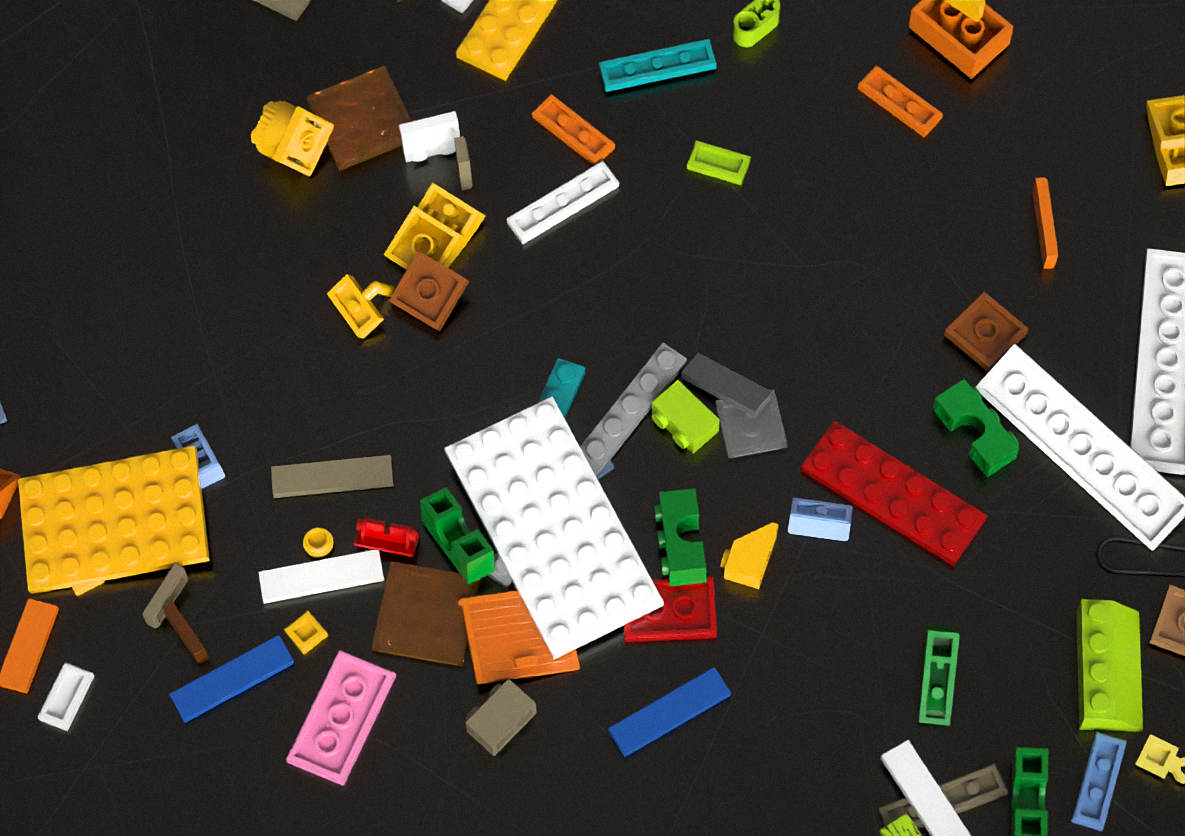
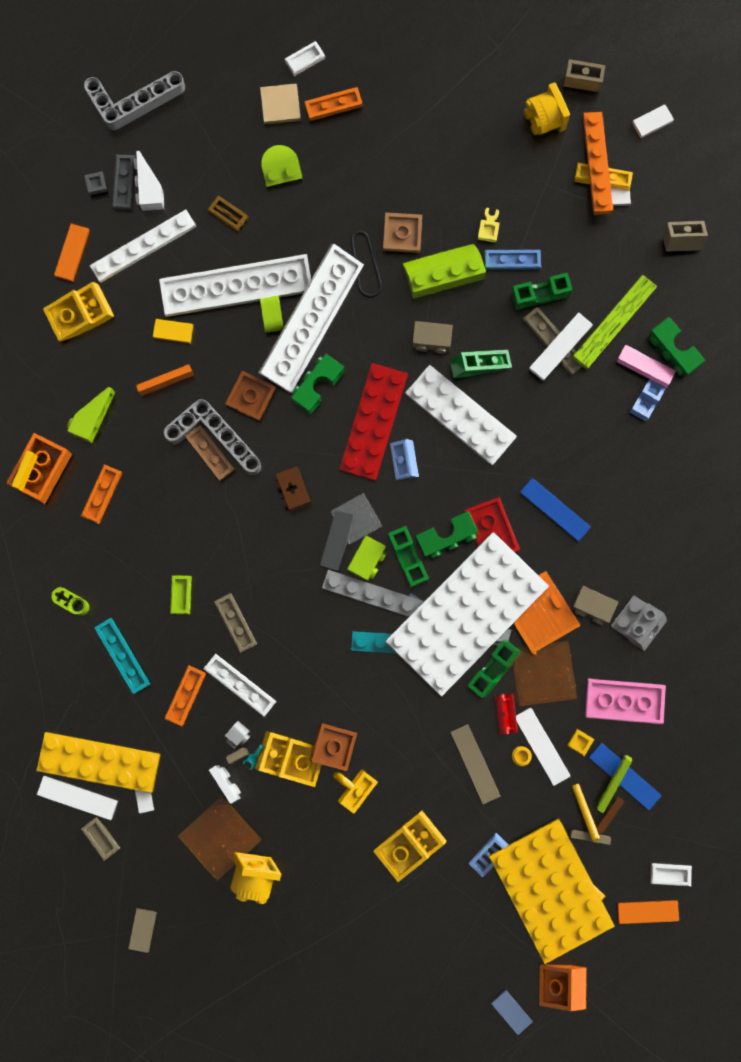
camera: 110 degrees left, 15 degrees up
(201, 598) = (585, 812): none -> yellow bar
(226, 651) = (614, 783): none -> lime tile
(253, 353) = (410, 846): none -> yellow slope
(446, 44) = (144, 801): none -> white sticker
(449, 774) = (639, 622): none -> light grey brick
(453, 187) = (252, 758): none -> teal hand
(493, 175) = (237, 735): none -> light grey plate
(653, 221) = (235, 623): none -> dark tan tile
(685, 471) = (407, 557): none -> green arch
(750, 556) = (444, 491): yellow slope -> none
(838, 349) = (292, 478): none -> reddish brown brick
(864, 621) = (460, 415): none -> white plate
(915, 253) = (209, 453): none -> medium nougat plate
(941, 269) = (218, 432): none -> light grey beam
(1003, 614) = (432, 337): none -> dark tan brick
(1015, 110) = (89, 418): none -> lime slope
(1107, 395) = (271, 314): none -> lime beam
(1119, 257) = (173, 331): none -> yellow tile

